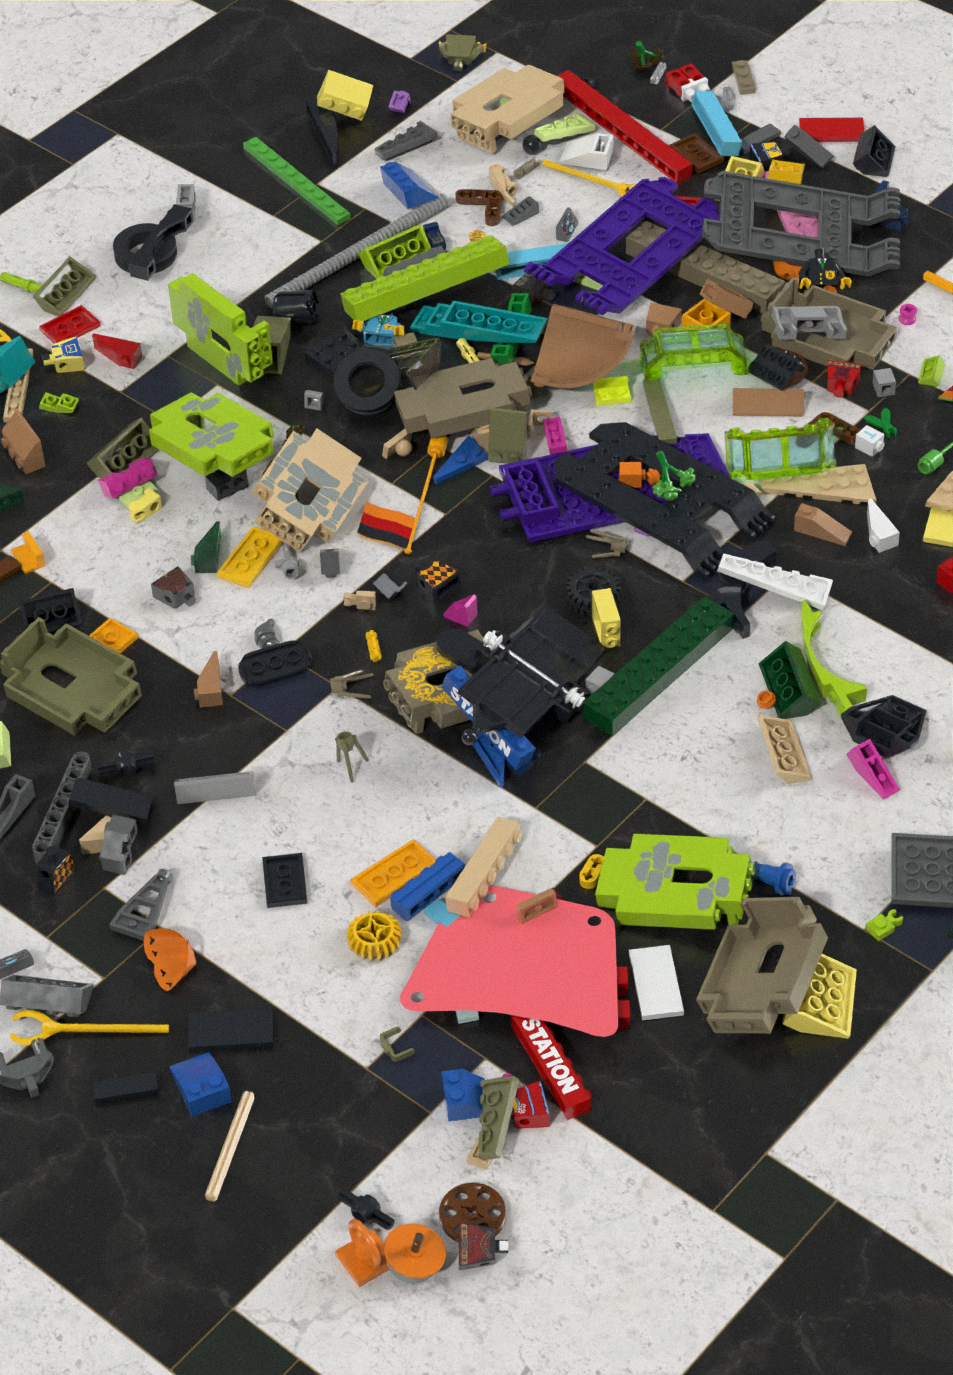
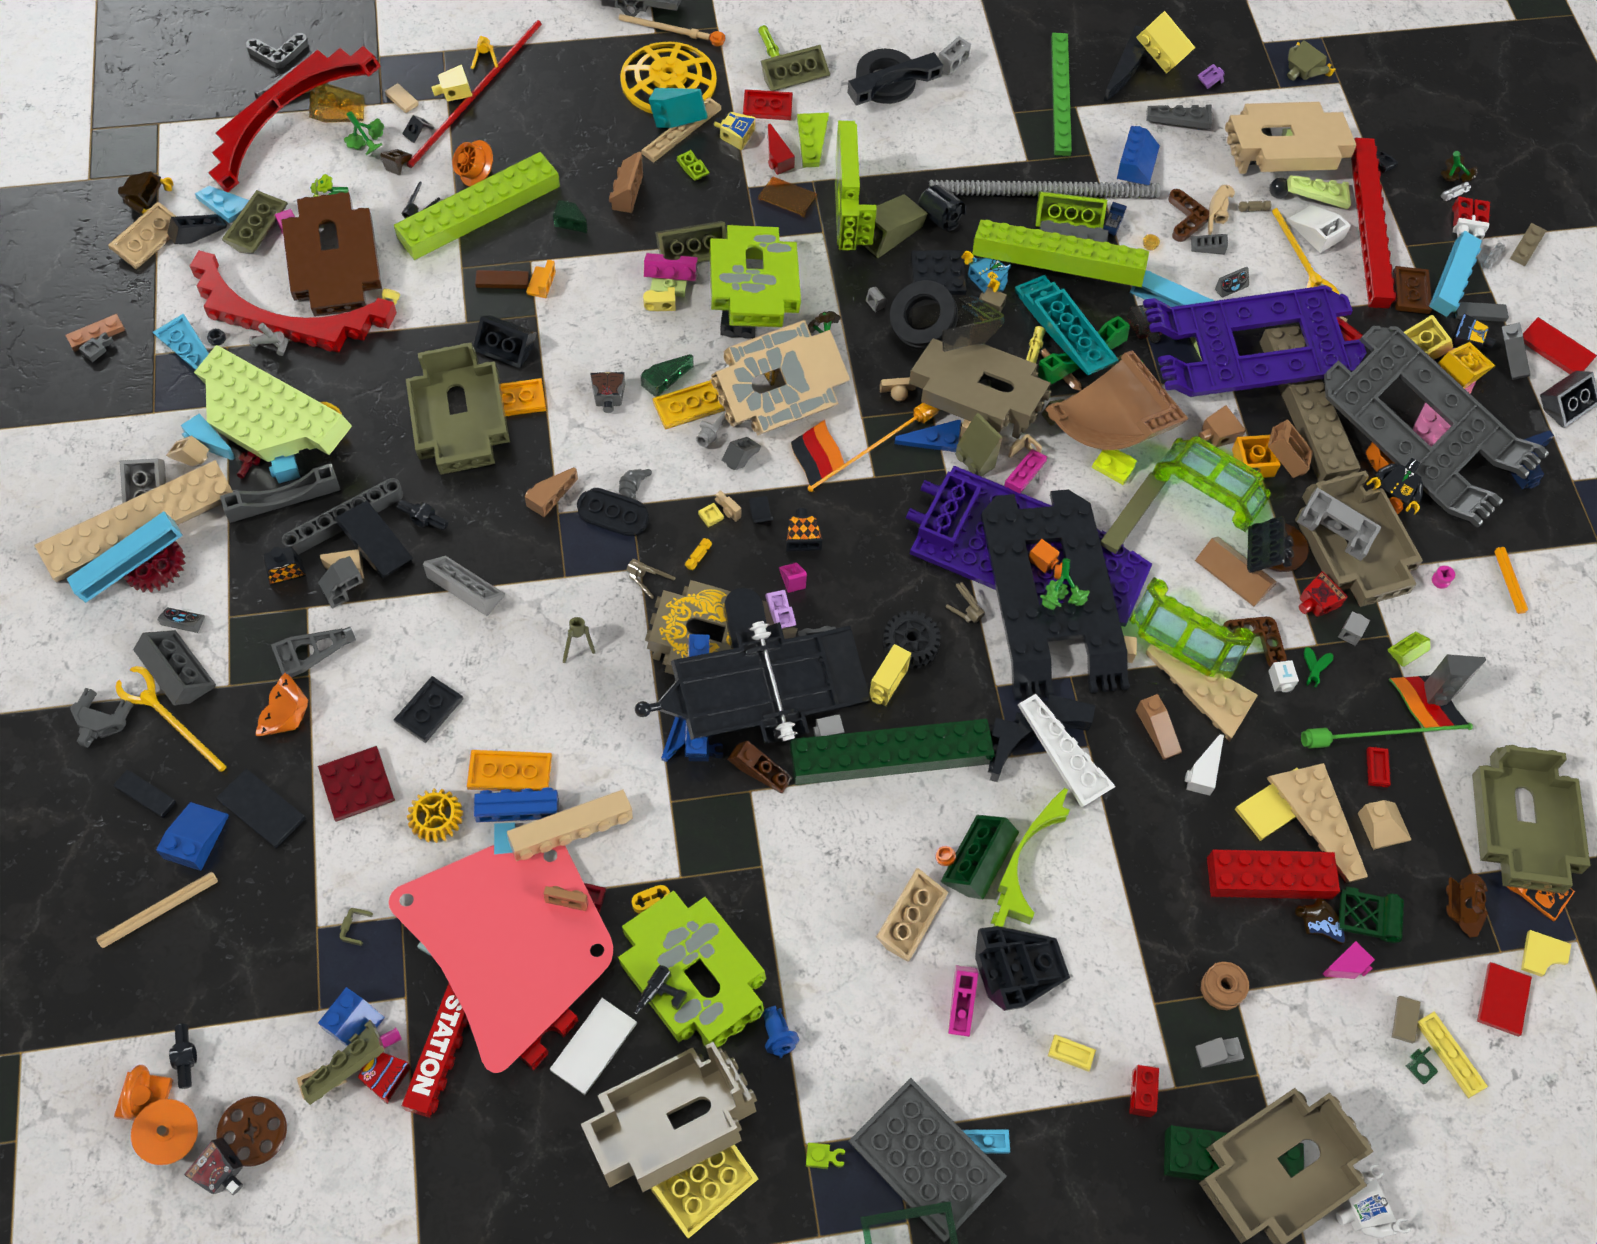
camera: 35 degrees right, 15 degrees up
(133, 326) = (811, 137): none -> lime wing
(161, 377) = (787, 196): none -> clear orange piece
(286, 962) = (356, 783): none -> dark red plate
(352, 616) = (711, 515): none -> light yellow tile
(478, 628) = (780, 609): none -> lavender slope
(574, 739) = (759, 766): none -> reddish brown slope
(666, 900) = (658, 985): none -> black piece

